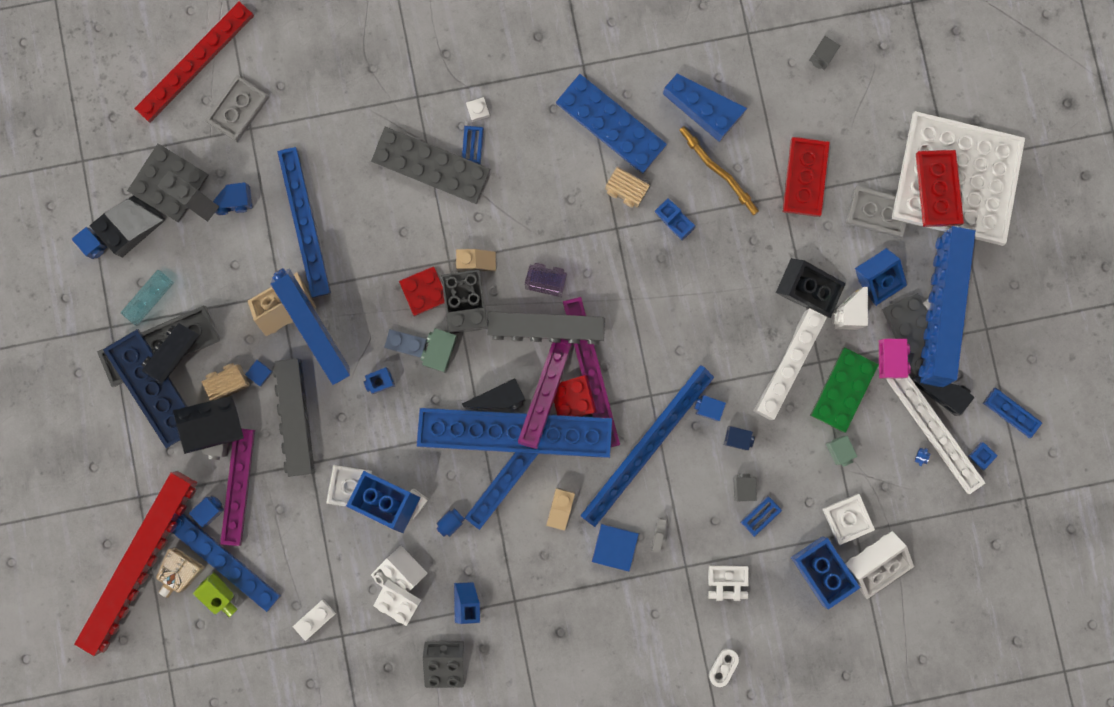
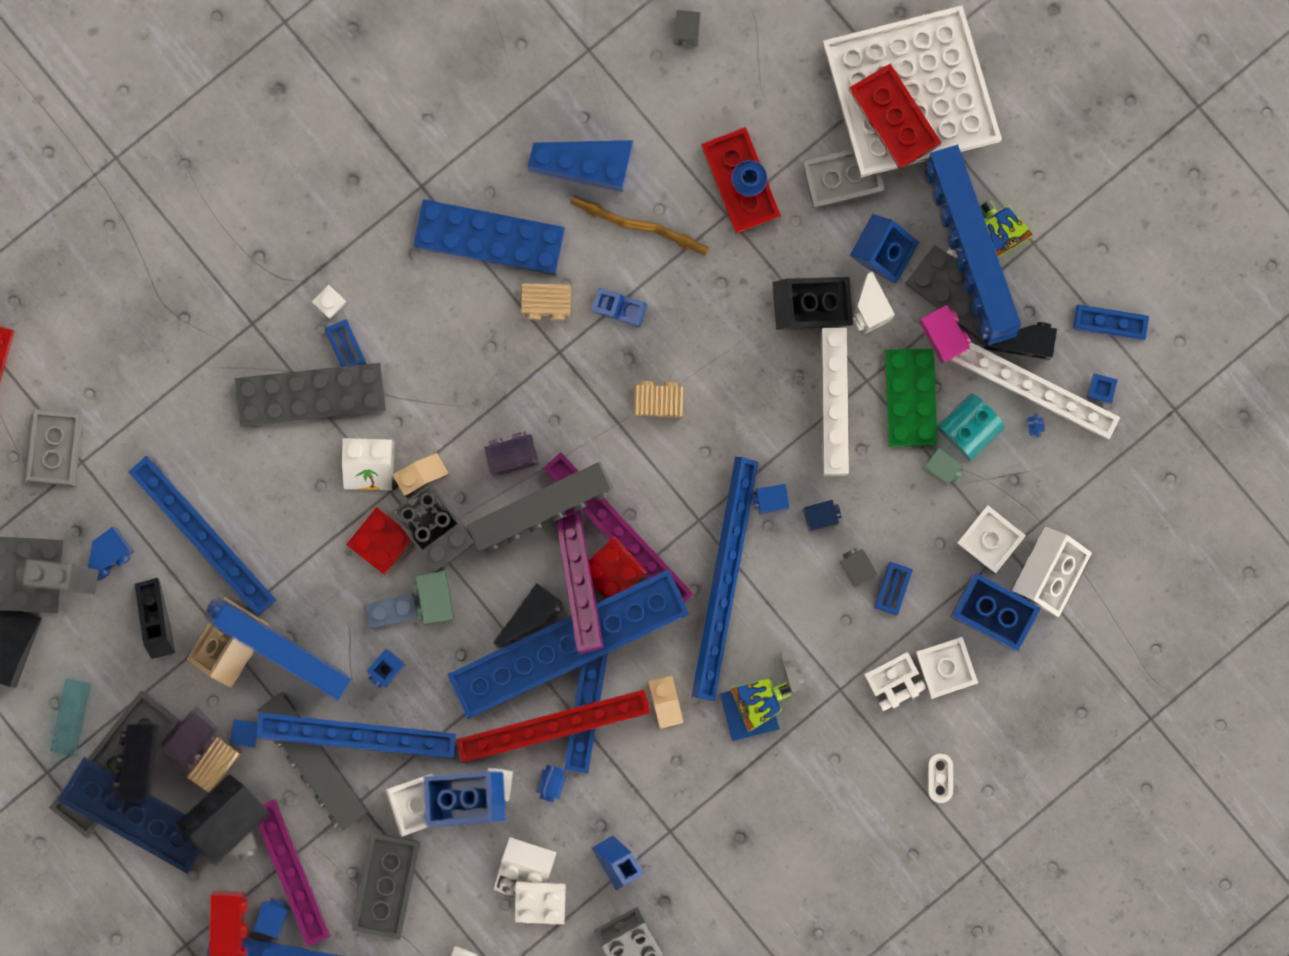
camera: 25 degrees left, 0 degrees up
(217, 356) = (190, 738): none -> clear purple slope
(239, 261) = (154, 619): none -> black slope
(297, 532) = (386, 886): none -> dark grey plate
(332, 416) = (355, 735): none -> blue plate
(443, 233) = (368, 464): none -> white slope
(473, 484) = (553, 726): none -> red plate
(625, 545) = (759, 701): none -> torso
(667, 297) = (658, 400): none -> tan brick
(769, 592) = (946, 667): none -> white plate
(814, 177) = (749, 178): none -> blue plate
(876, 432) = (971, 426): none -> teal brick
(977, 308) = (1004, 228): none -> torso

